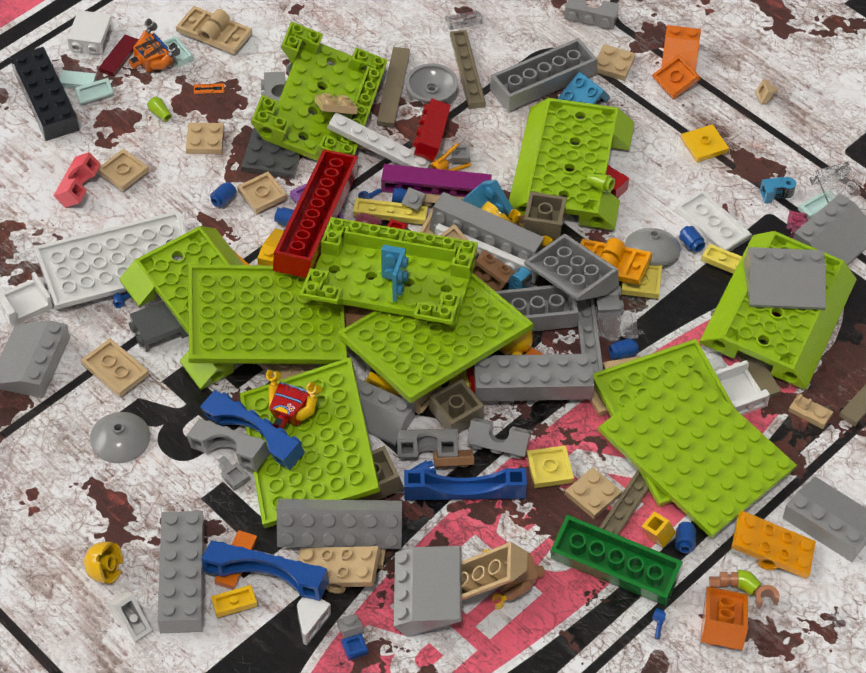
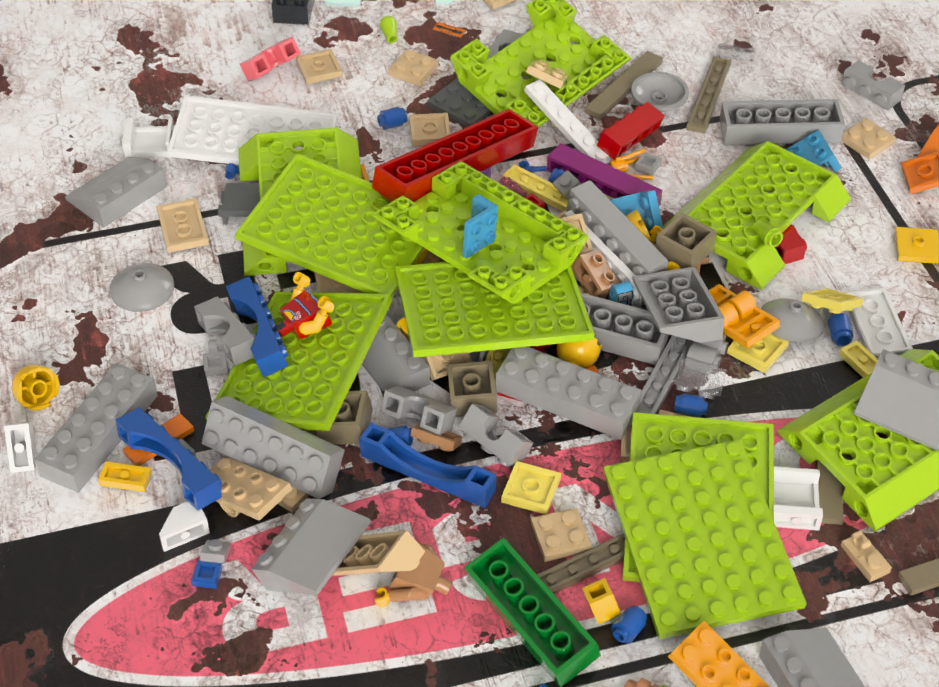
camera: 30 degrees right, 5 degrees down
(674, 217) = (832, 299): none -> light yellow plate

